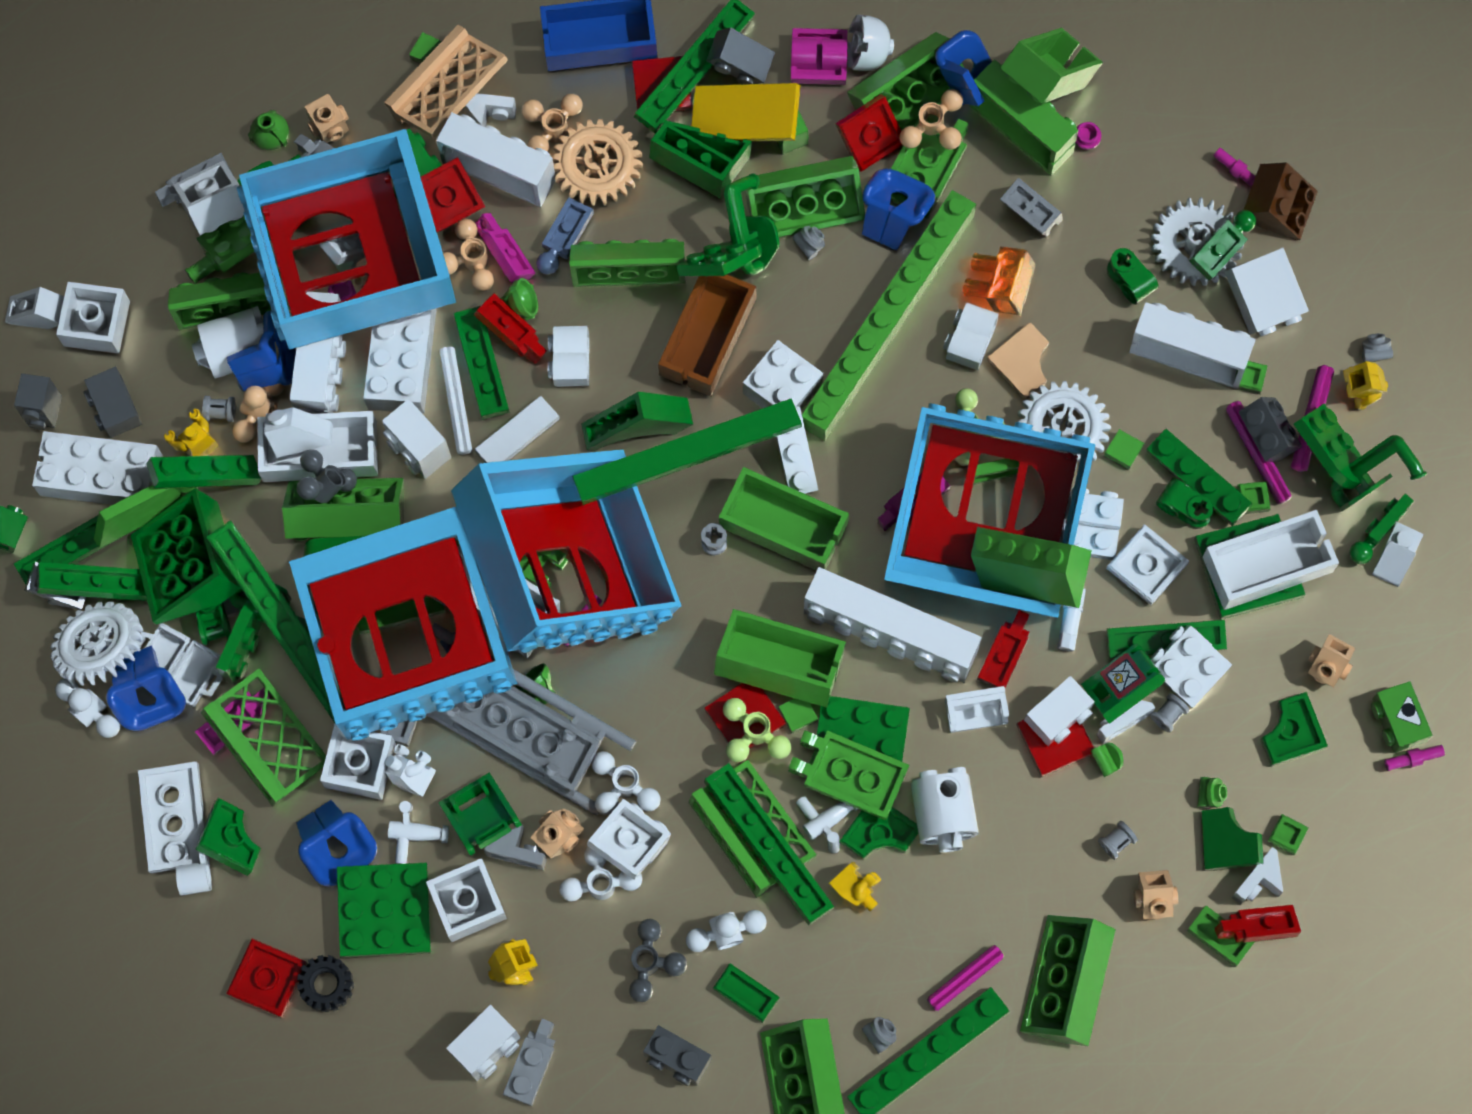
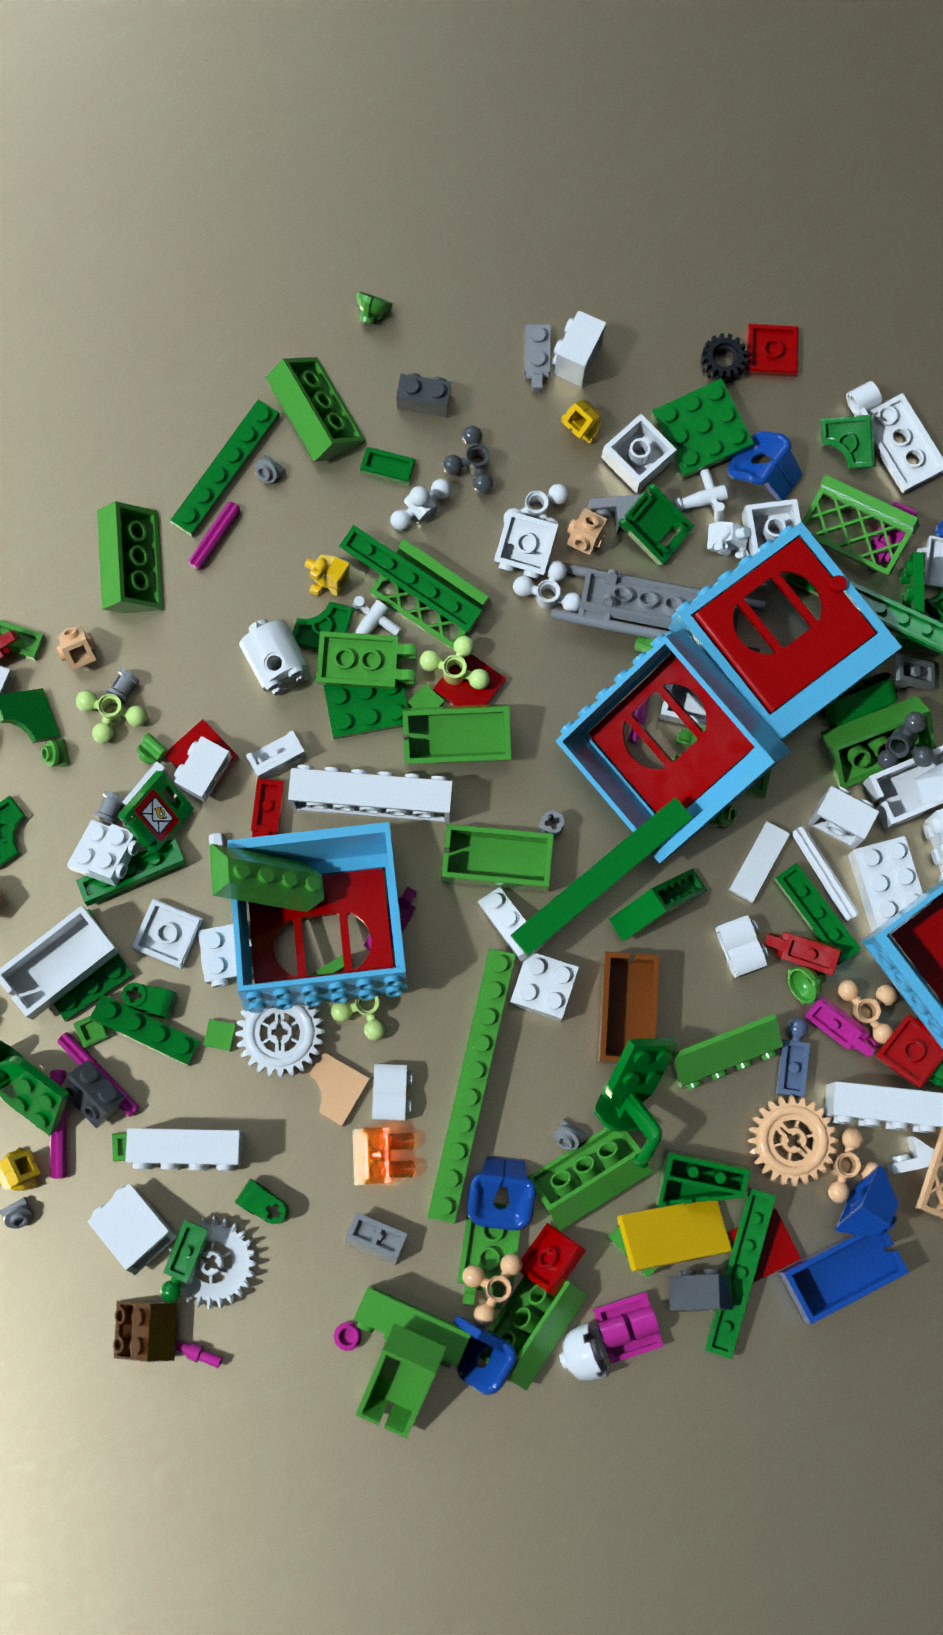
camera: 155 degrees right, 5 degrees up
(276, 561) = (913, 672): none -> light grey slope
(552, 73) = (870, 1206): none -> blue slope
(1153, 796) = (103, 731): none -> yellowish green piece

